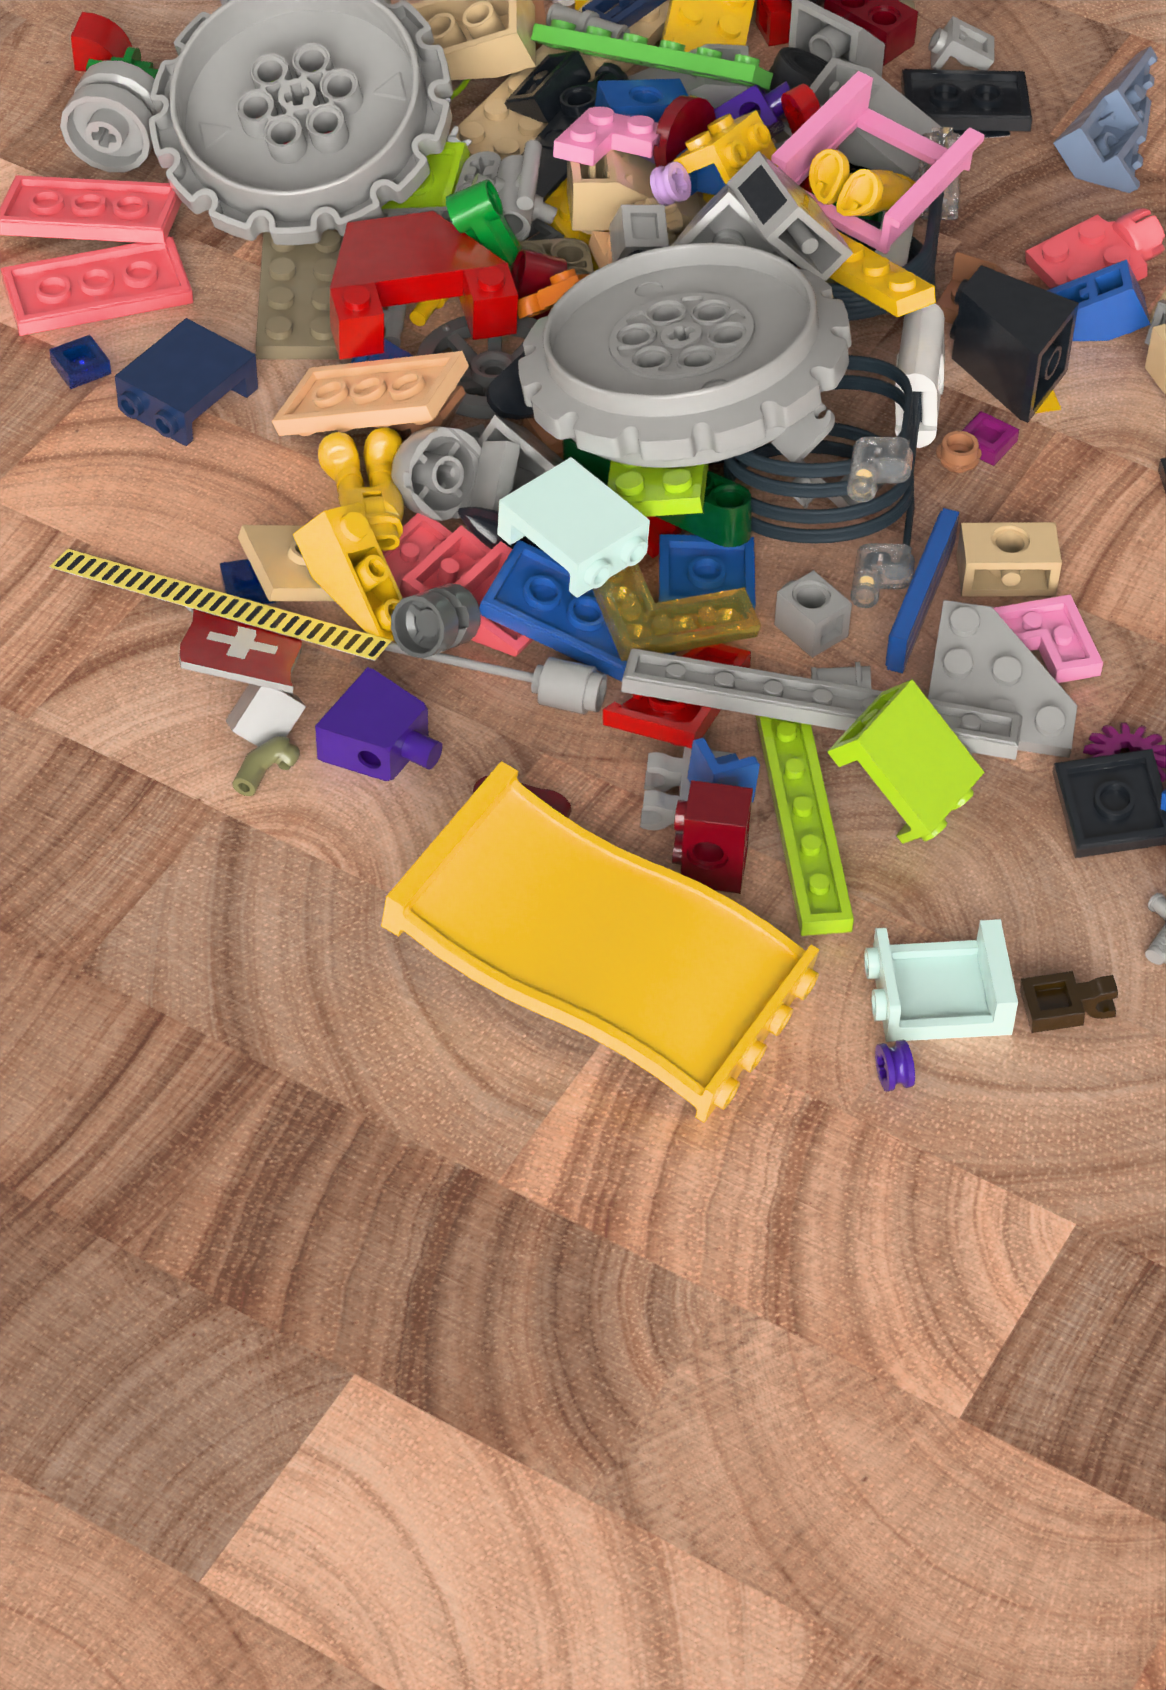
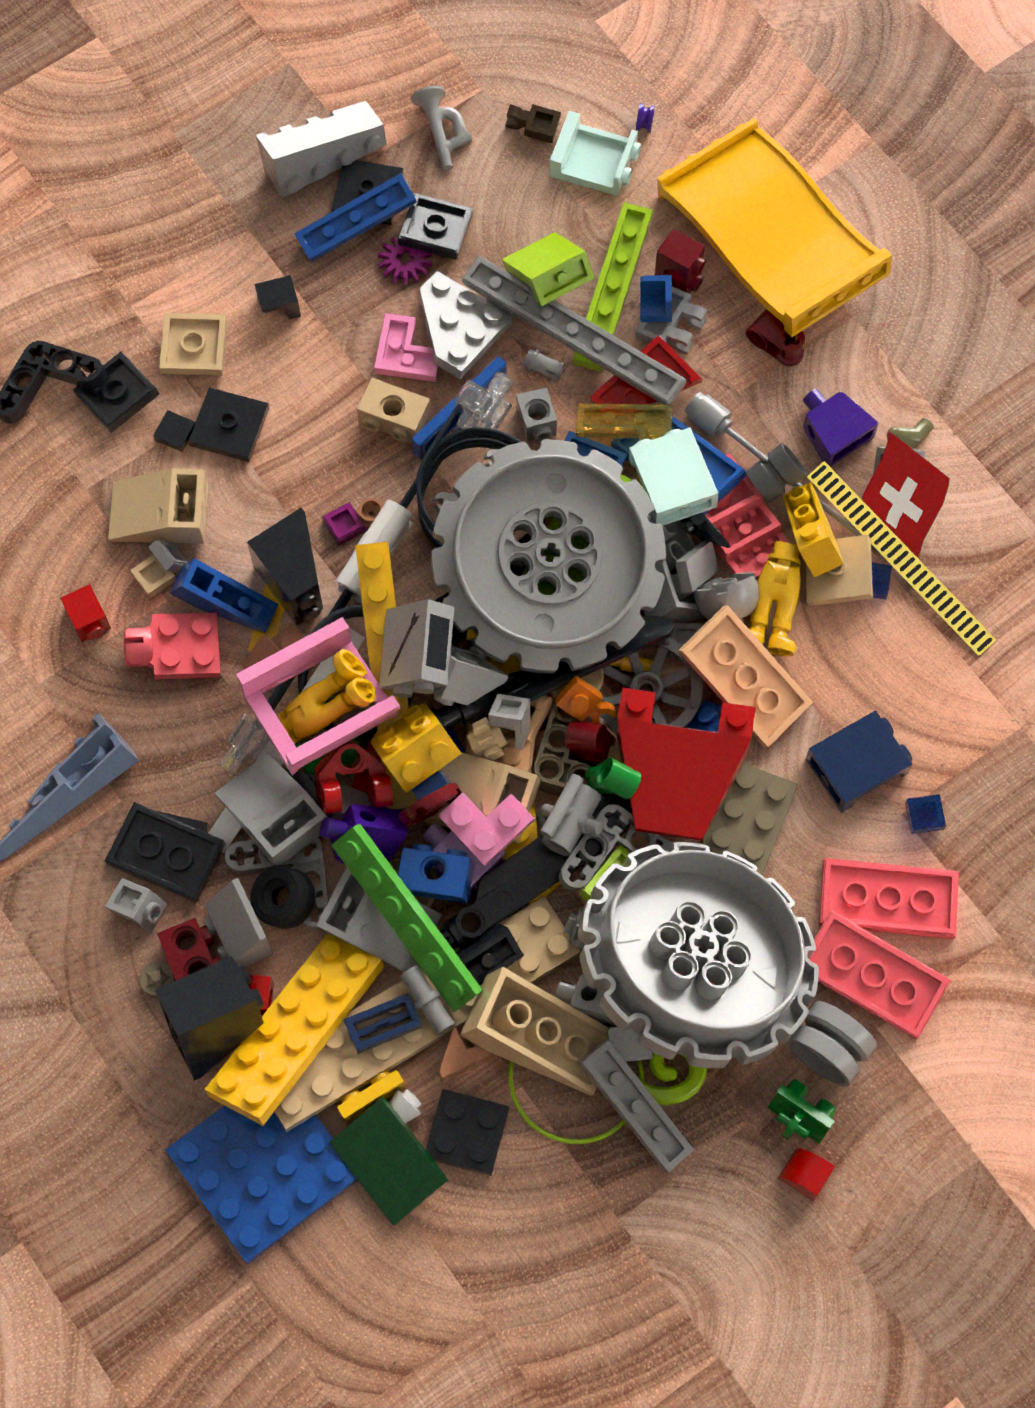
camera: 155 degrees left, 20 degrees up
(670, 183) = (471, 740): lavender bush -> none

